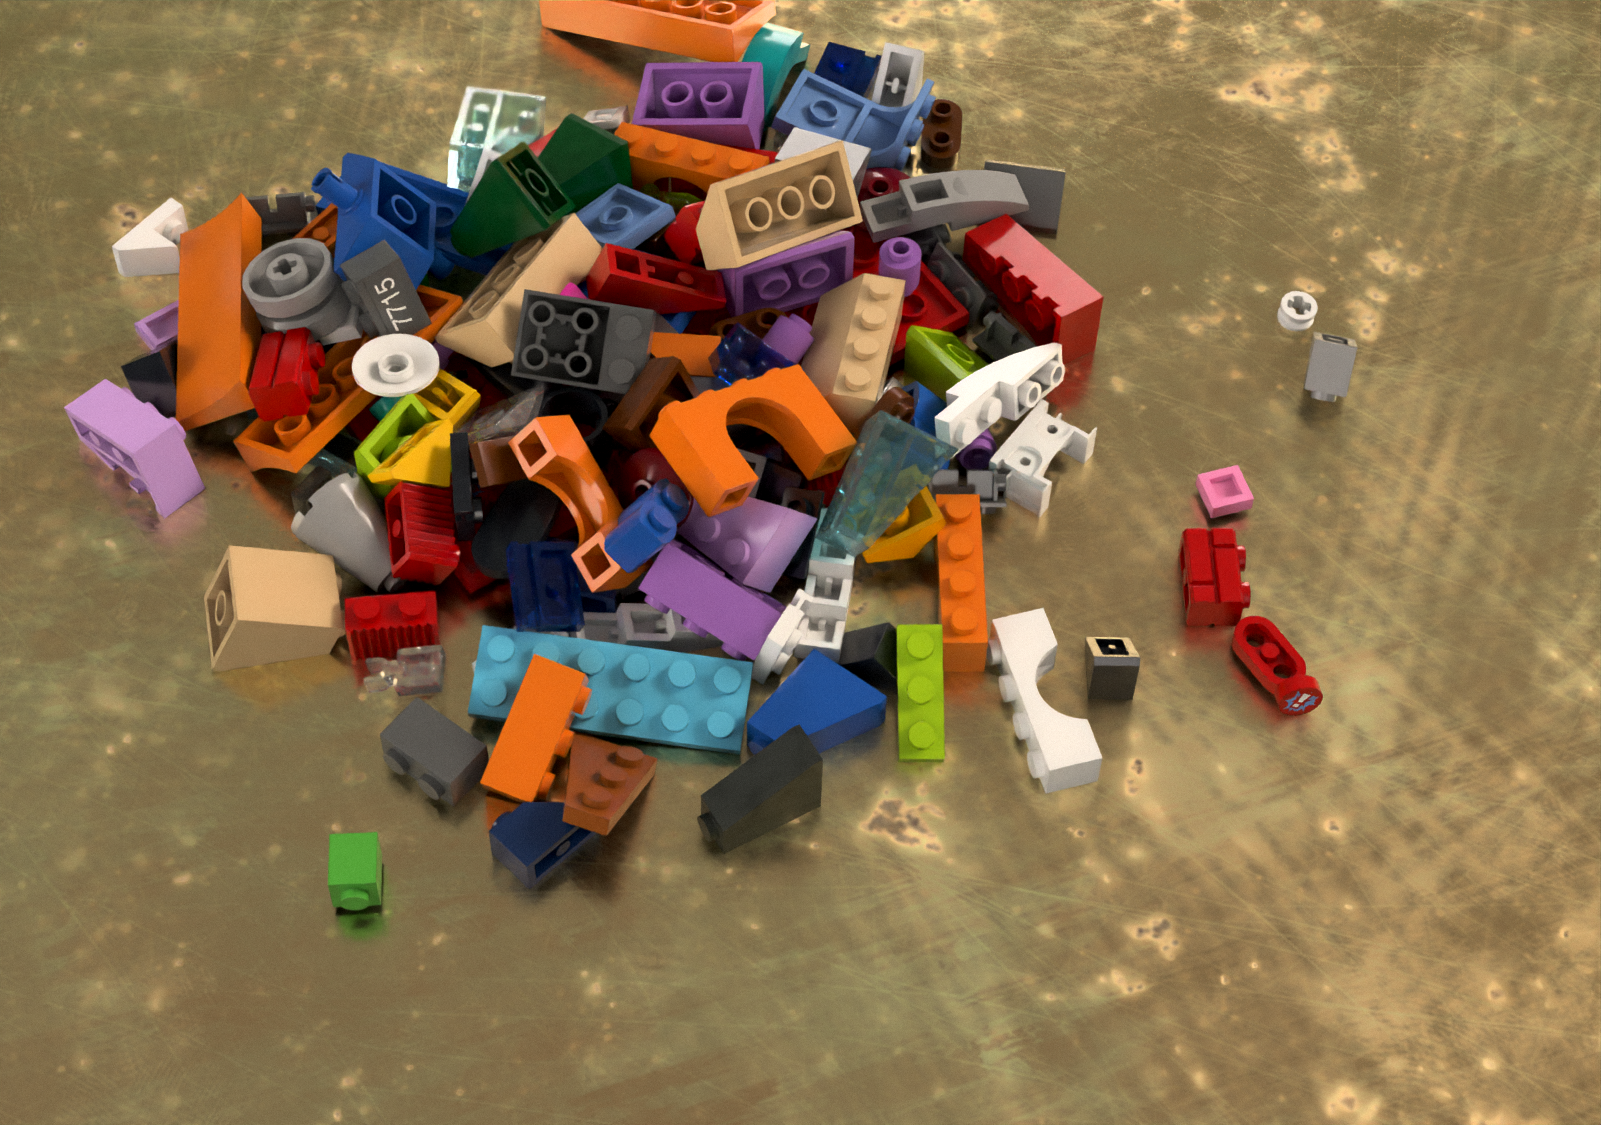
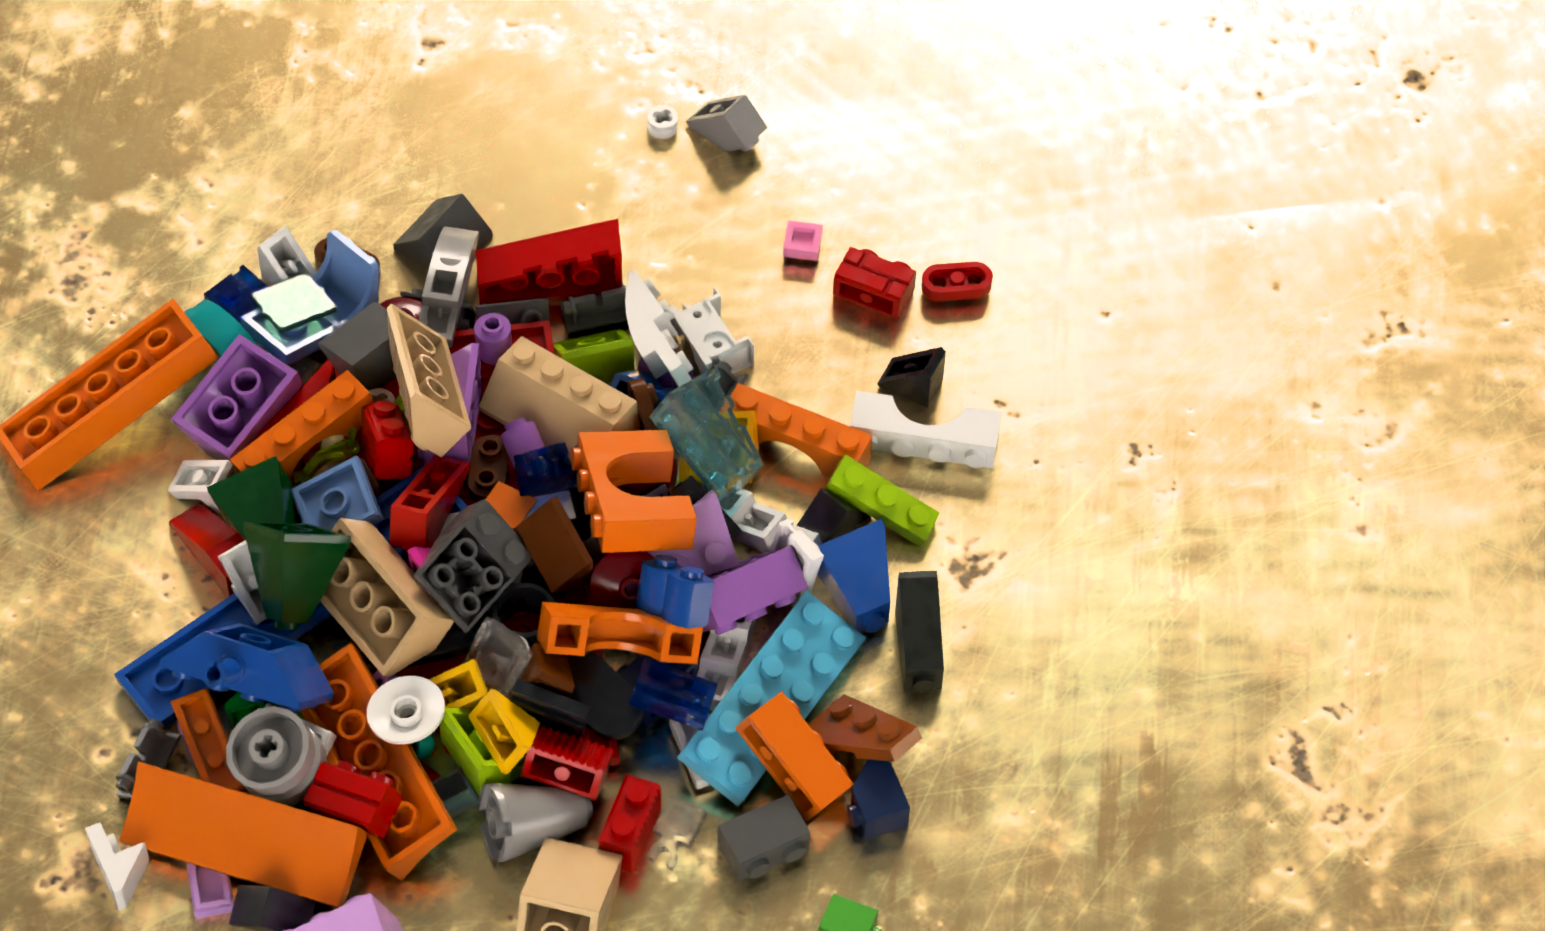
camera: 65 degrees left, 0 degrees up
(308, 487) = (466, 837): clear smoke tile -> none
(384, 293) = (334, 686): dark grey brick -> none
(492, 122) = (170, 566): clear light blue wedge -> none
(847, 101) = (293, 303): none -> clear green piece
(1298, 695) = (1000, 279): red tile -> none

